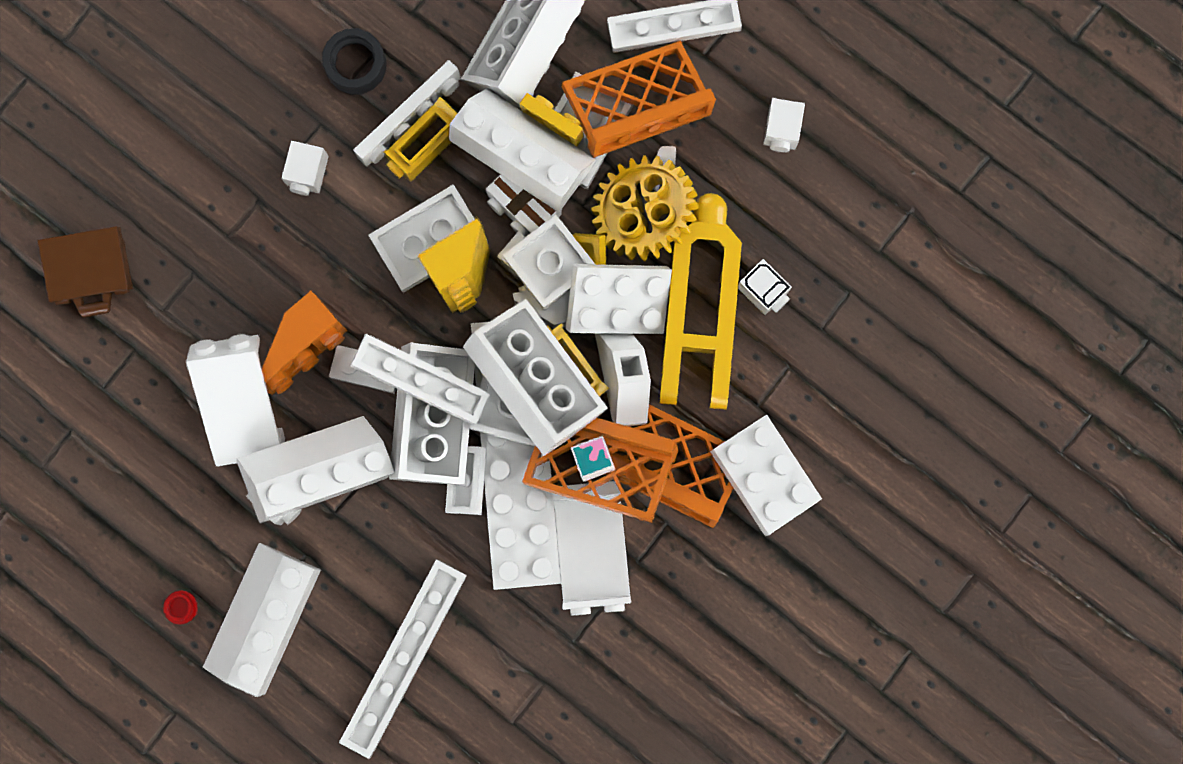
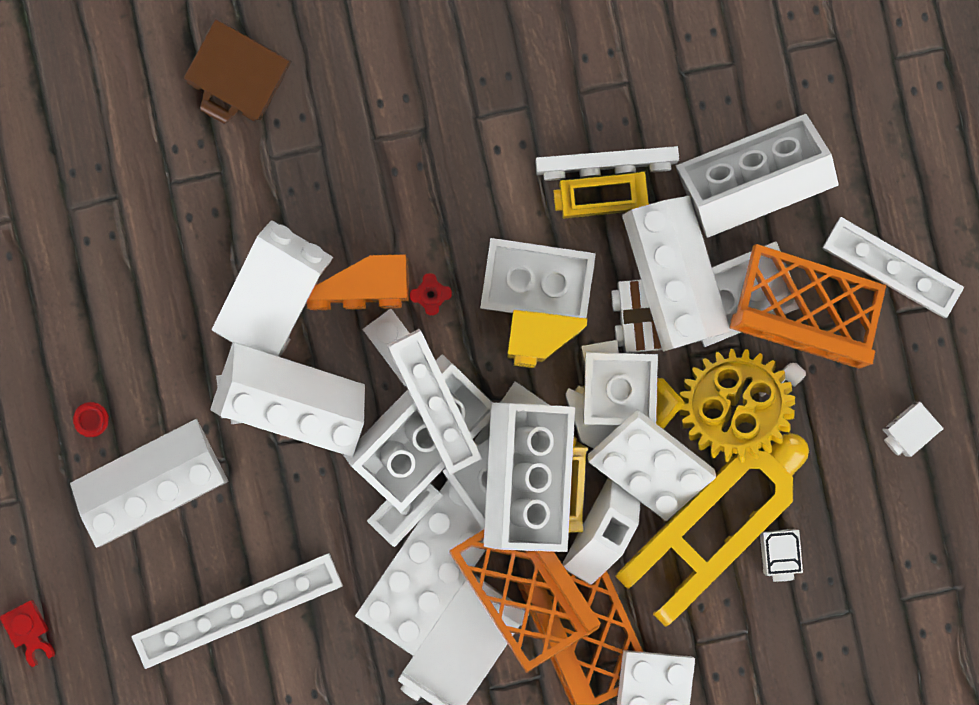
camera: 40 degrees right, 5 degrees up
(304, 168) = (483, 137): white brick -> none
(337, 43) = (592, 52): black tyre -> none
(365, 318) = (432, 304): none -> red plate
(563, 125) = (727, 283): yellow plate -> none
(592, 458) = (521, 581): tile -> none

